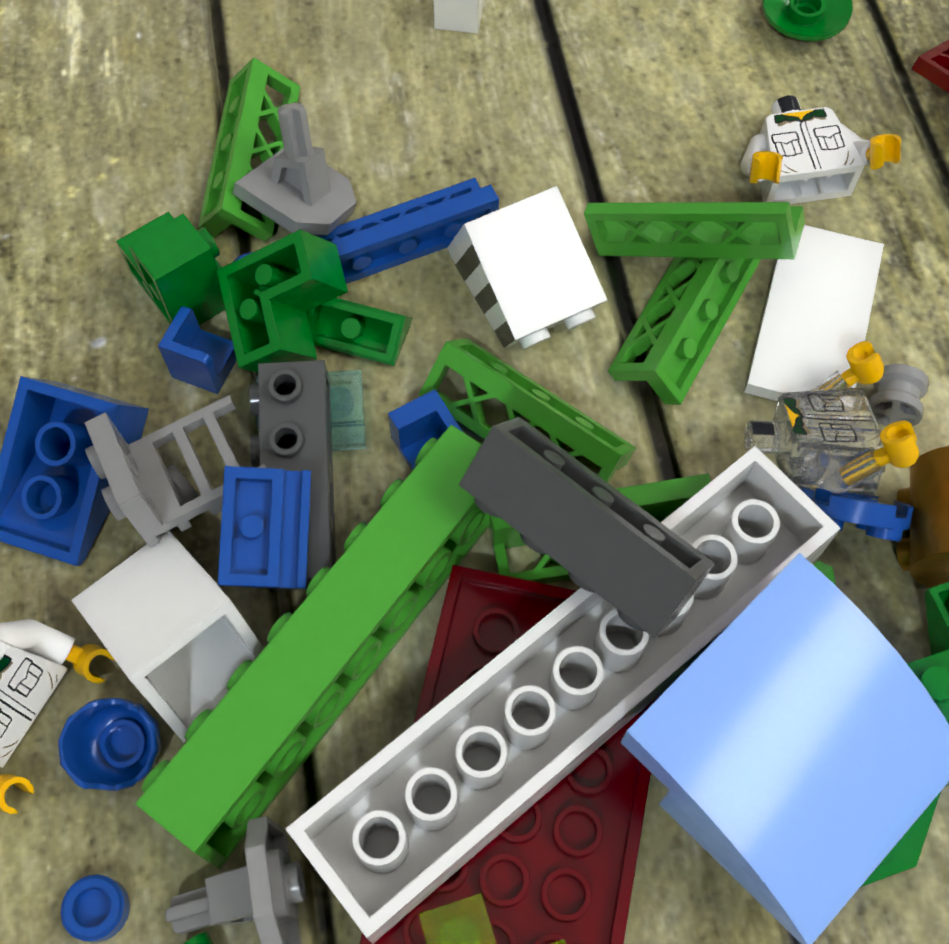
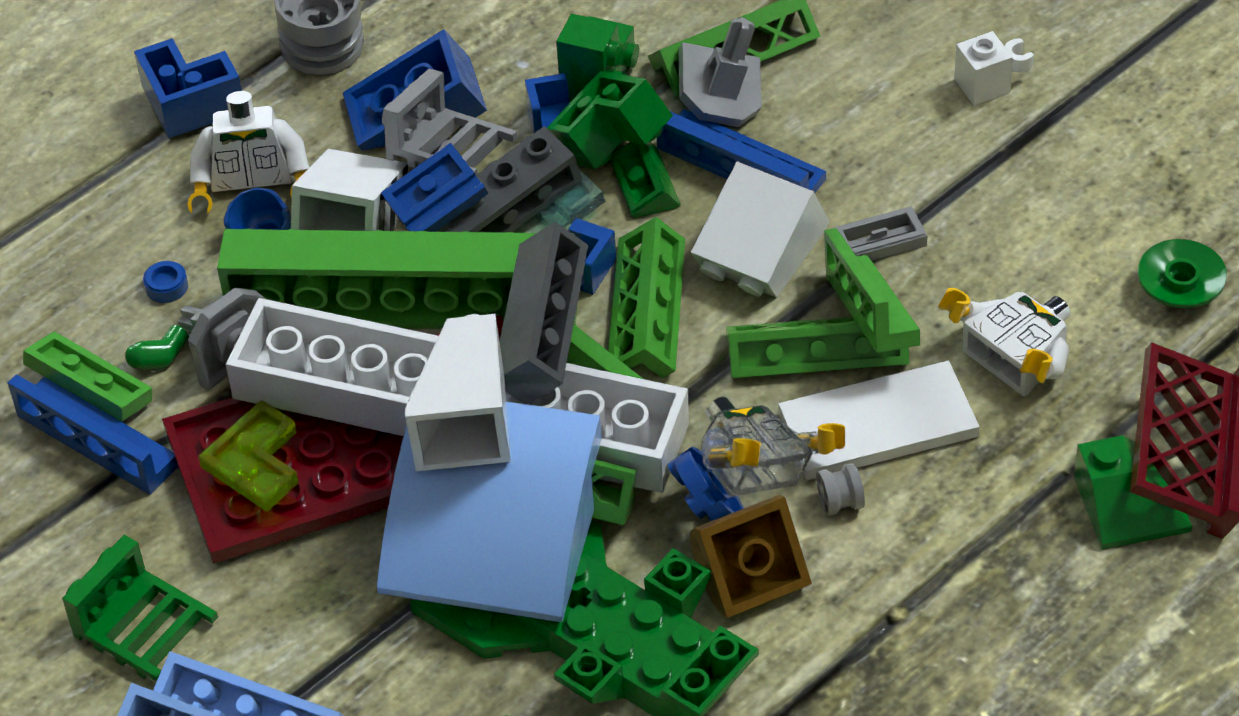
camera: 60 degrees right, 15 degrees down
(594, 153) = (882, 241): none -> light grey tile
(741, 688) = (460, 399): none -> white slope

